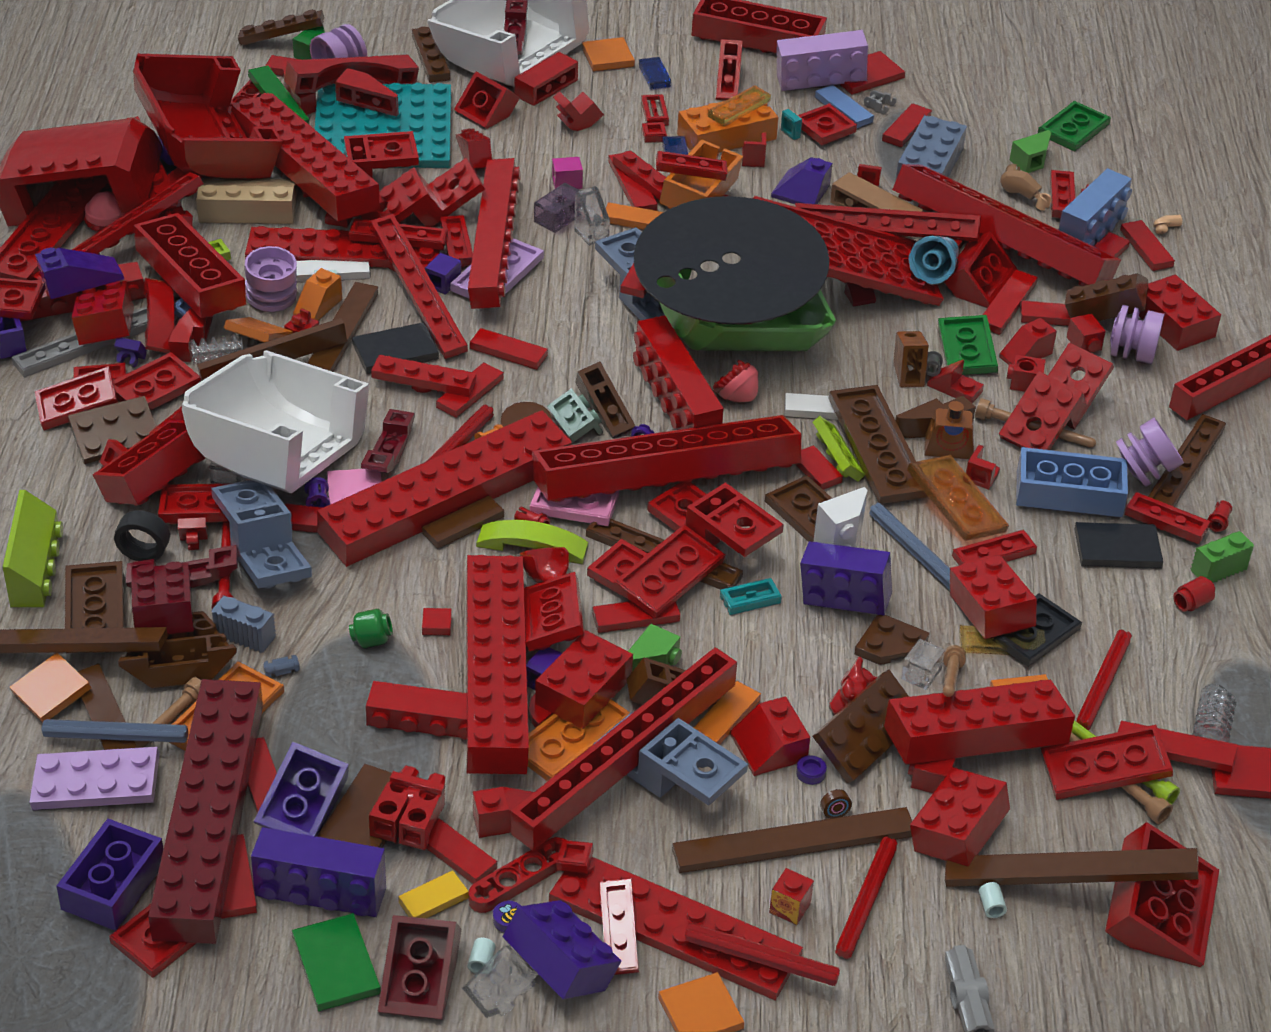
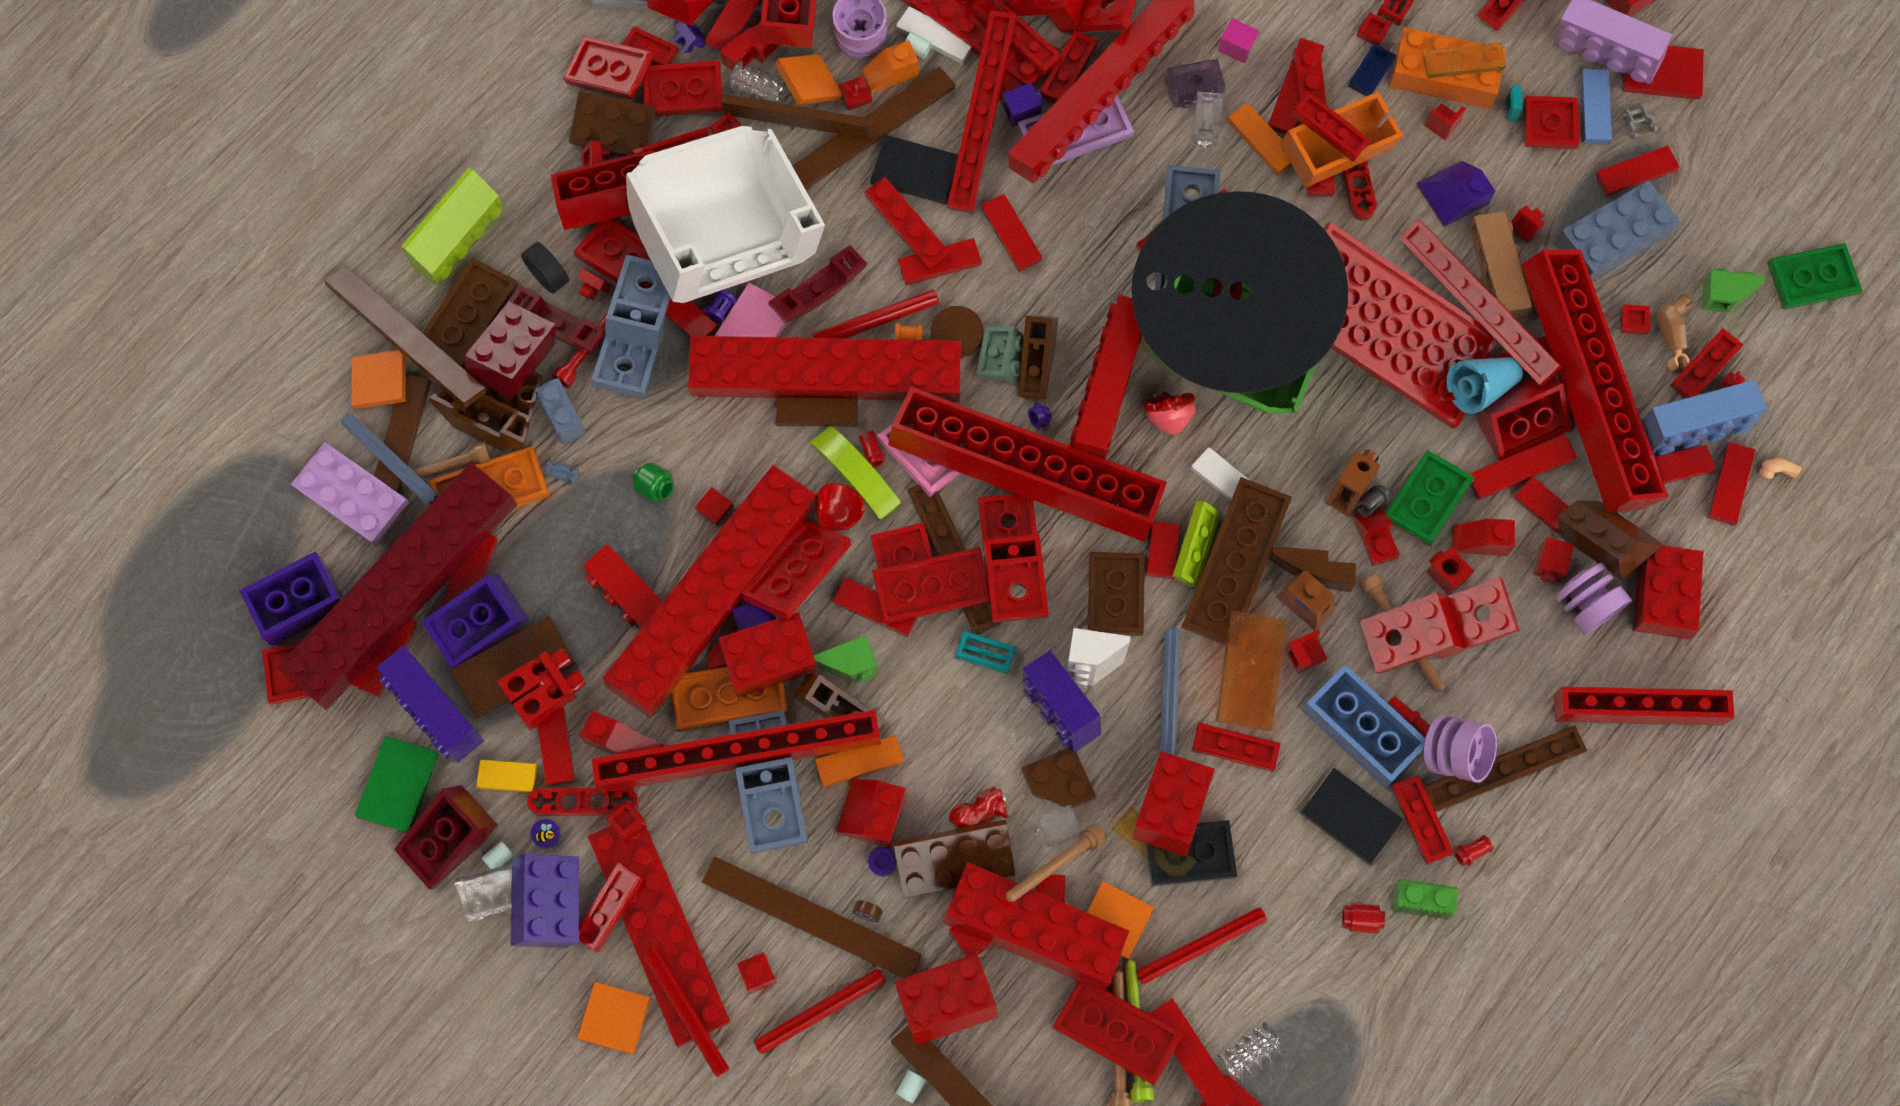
camera: 40 degrees right, 30 degrees up
(994, 191) = (1635, 319): none -> red plate

